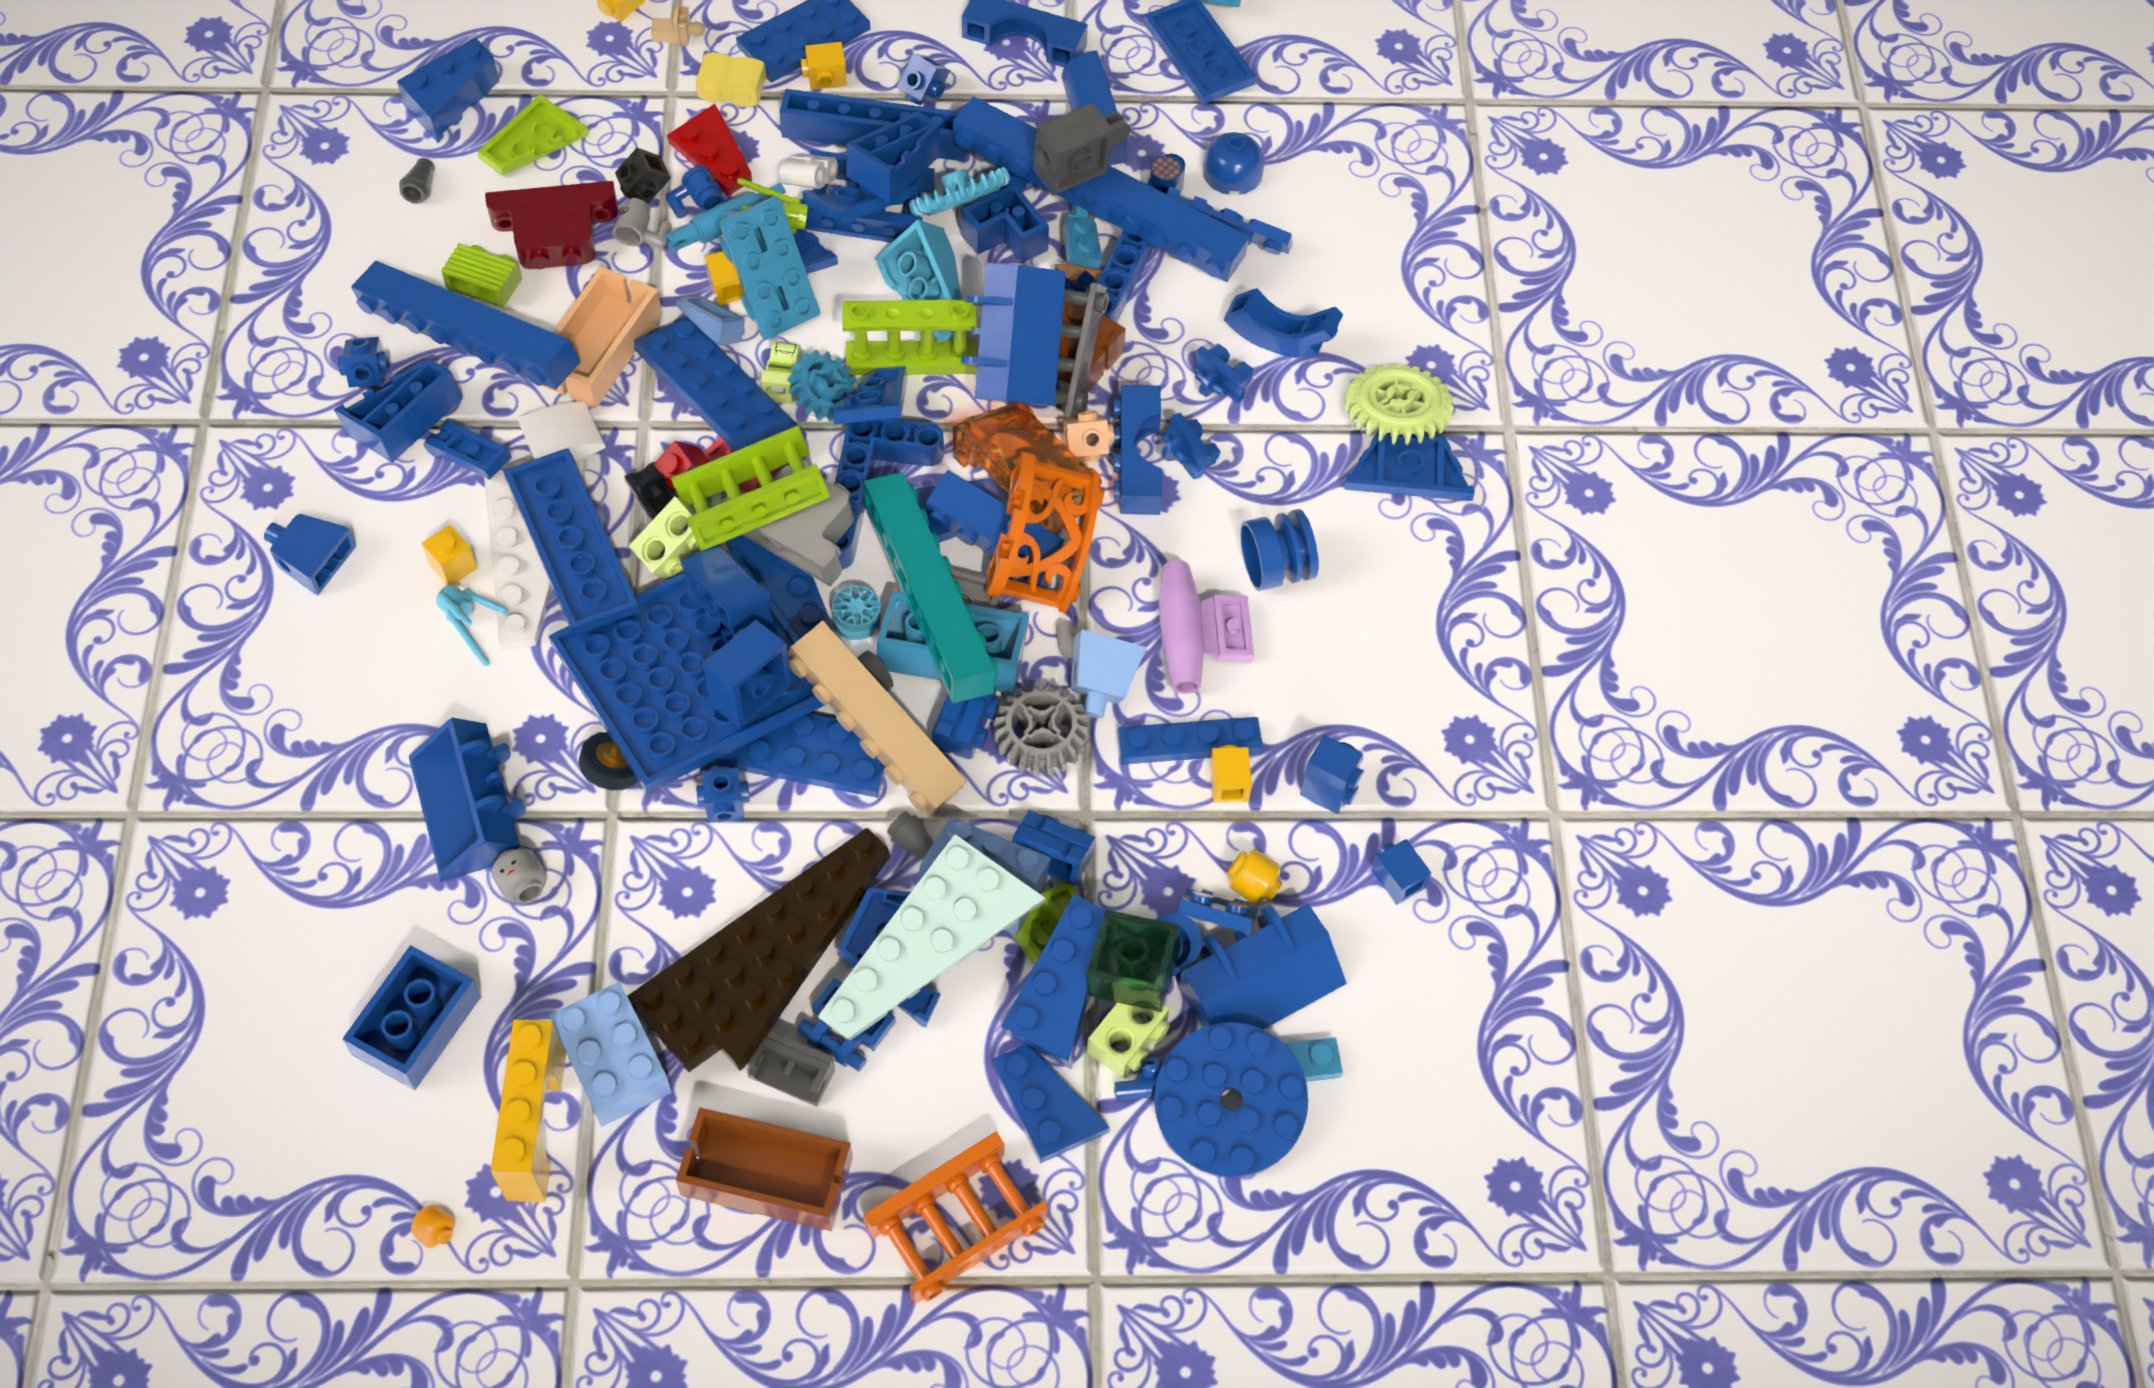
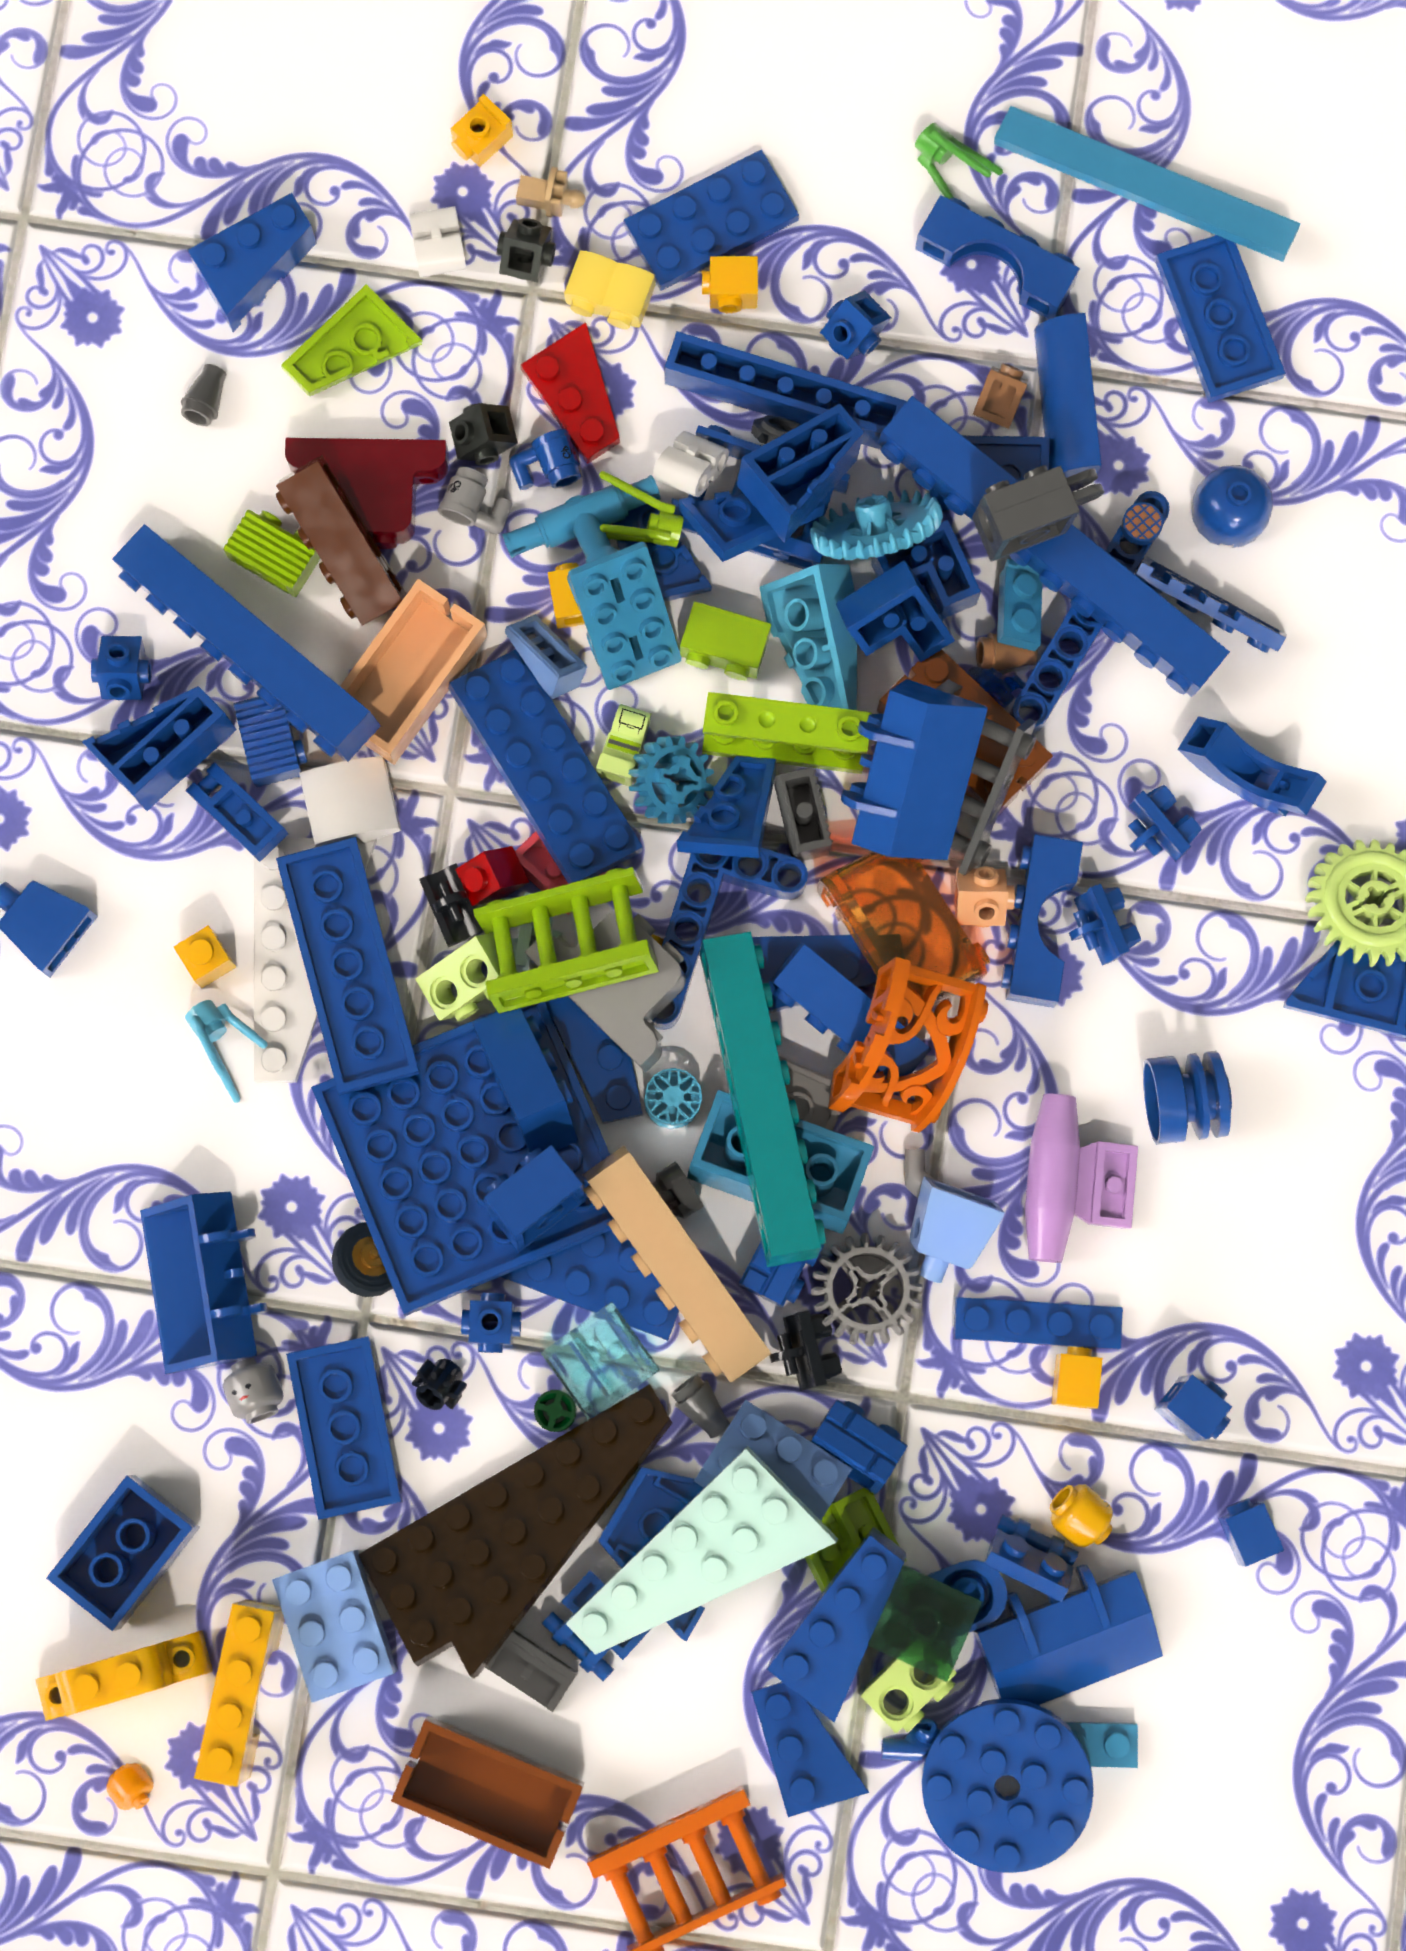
camera: 10 degrees right, 20 degrees up
(414, 1119) = (123, 1676): none -> yellow brick
(490, 399) = (268, 742): none -> blue brick
(534, 246) = (341, 541): none -> reddish brown brick
(593, 65) = (437, 241): none -> white piece
(603, 897) = (344, 1428): none -> blue plate
(651, 59) = (525, 249): none -> pearl dark grey brick
(683, 848) = (439, 1384): none -> black gear
(783, 851) = (548, 1410): none -> dark green wheel
(821, 813) = (600, 1361): none -> clear light blue slope
(850, 283) = (724, 641): none -> lime brick
(933, 393) = (803, 814): none -> dark grey brick
(981, 236) = (895, 607): none -> blue brick
(993, 782) = (801, 1352): none -> black hips
(1043, 107) = (1001, 395): none -> medium nougat bracket

